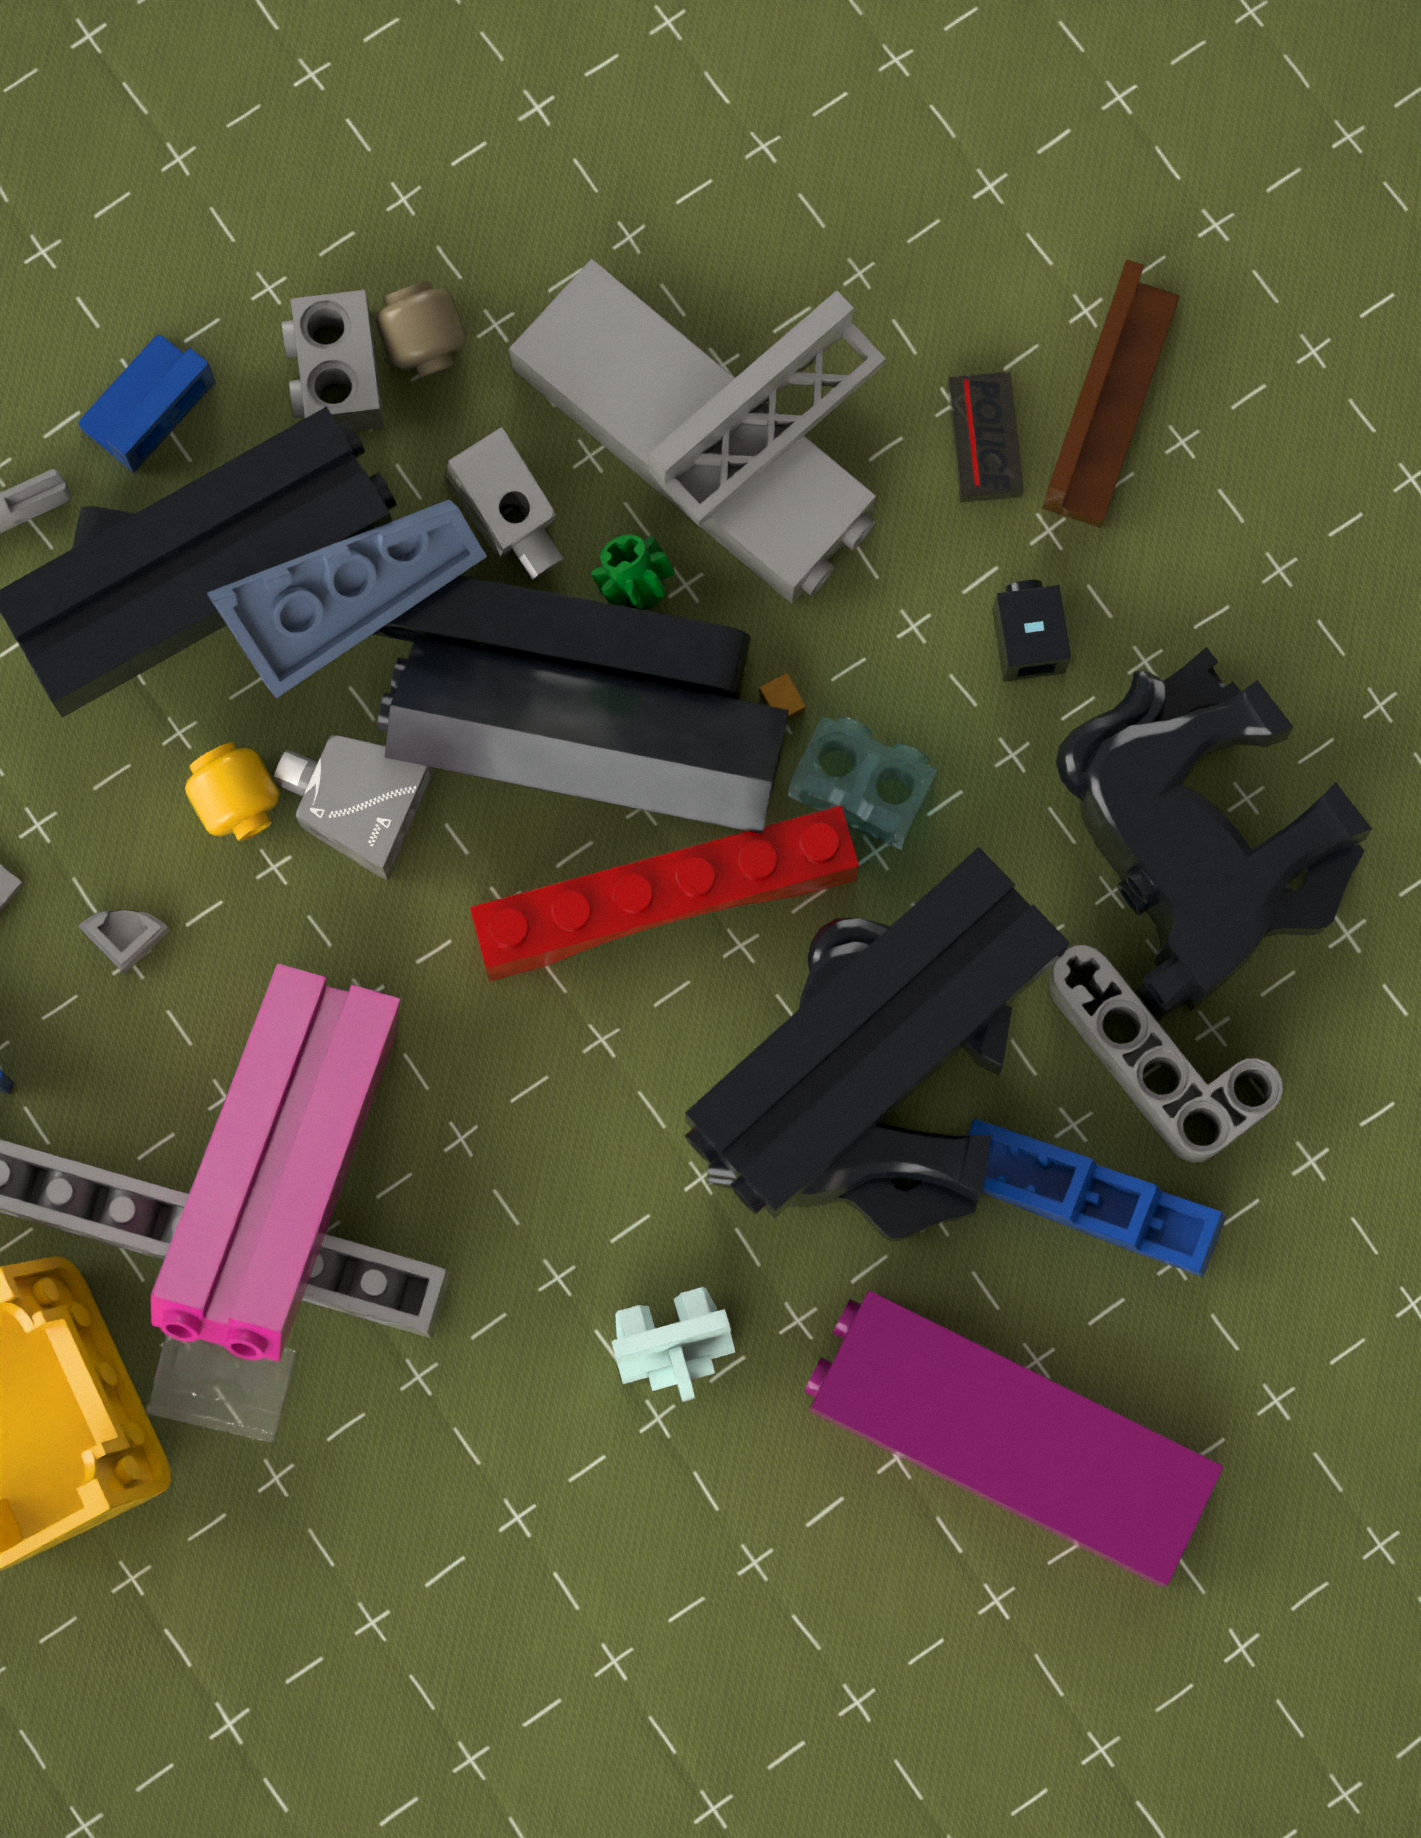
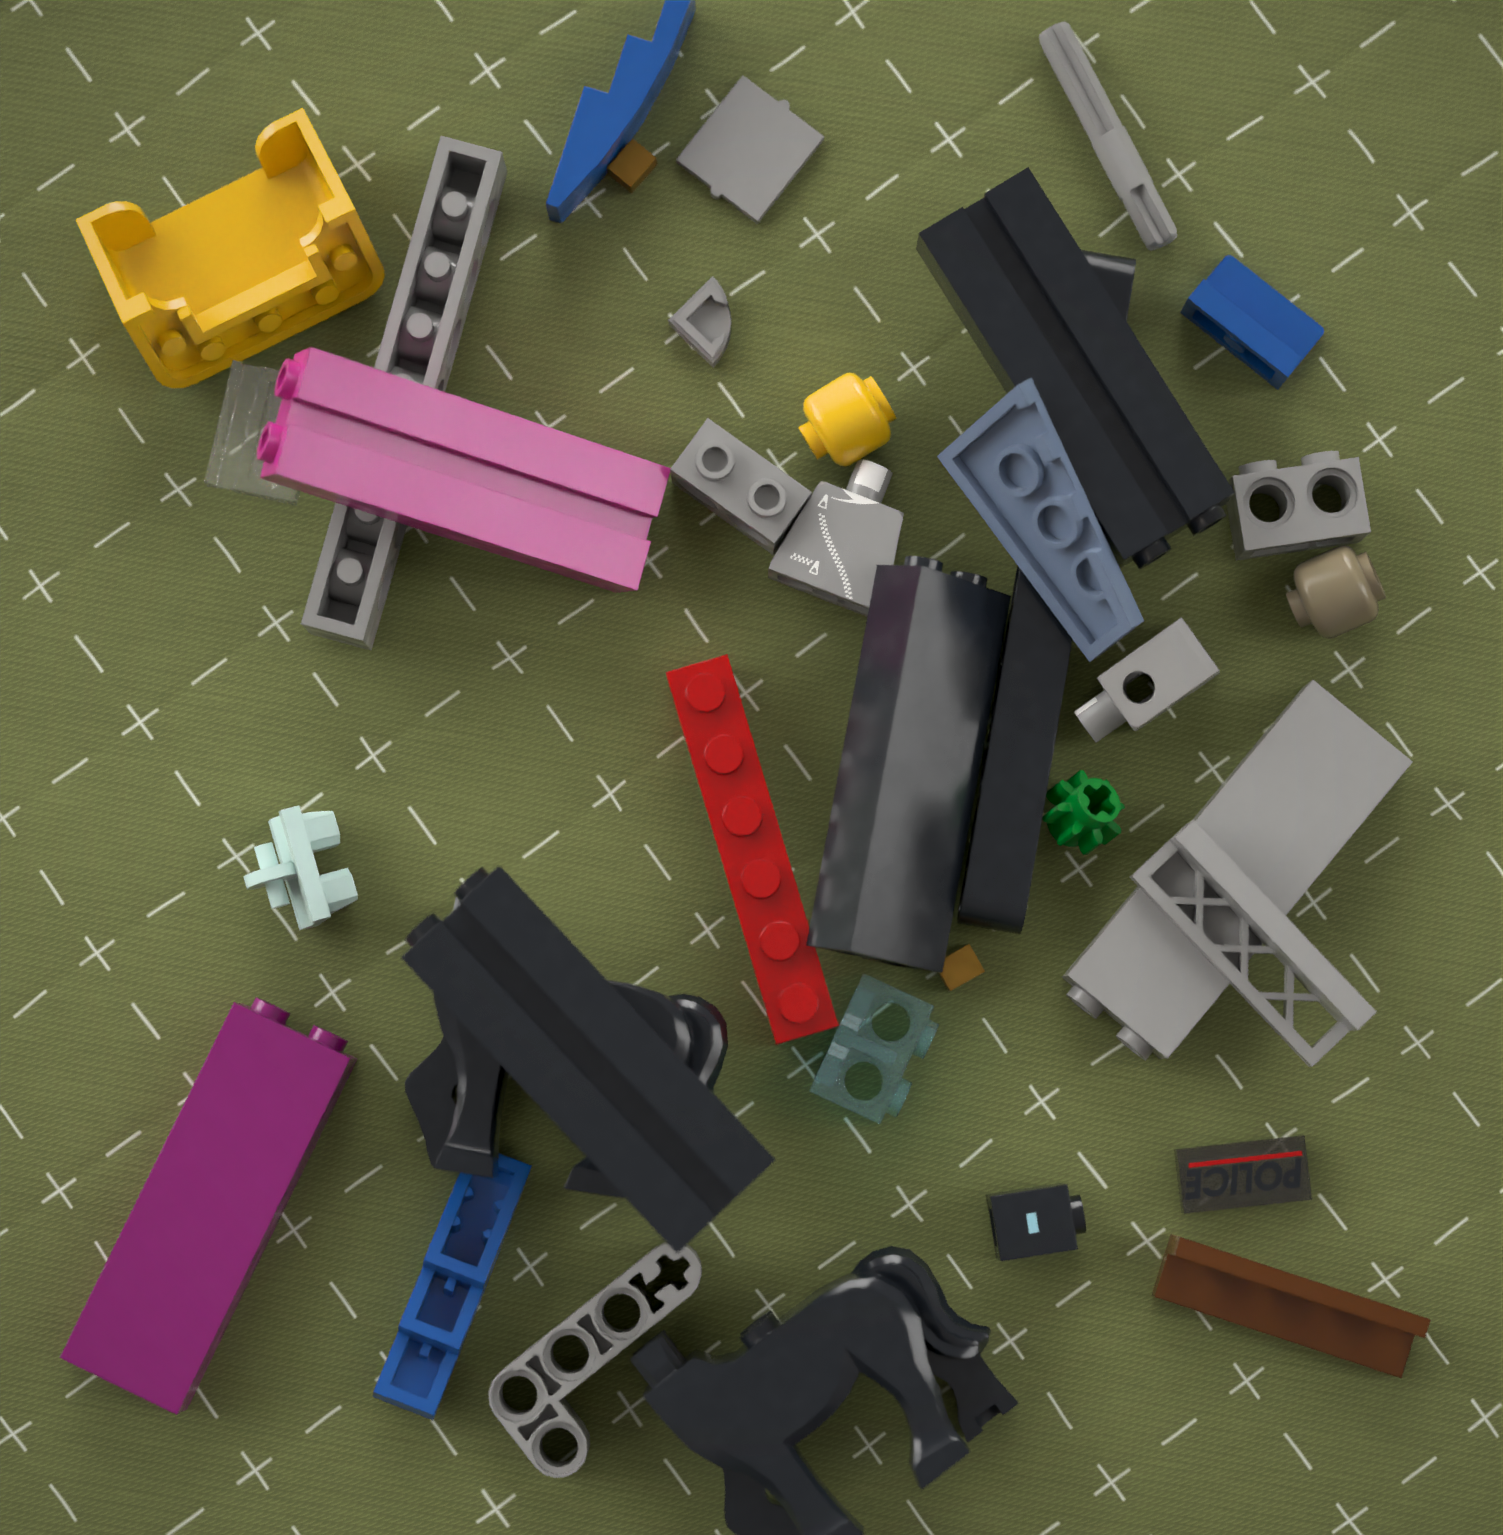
camera: 90 degrees right, 5 degrees up
(297, 897) = (739, 486): none -> light grey brick

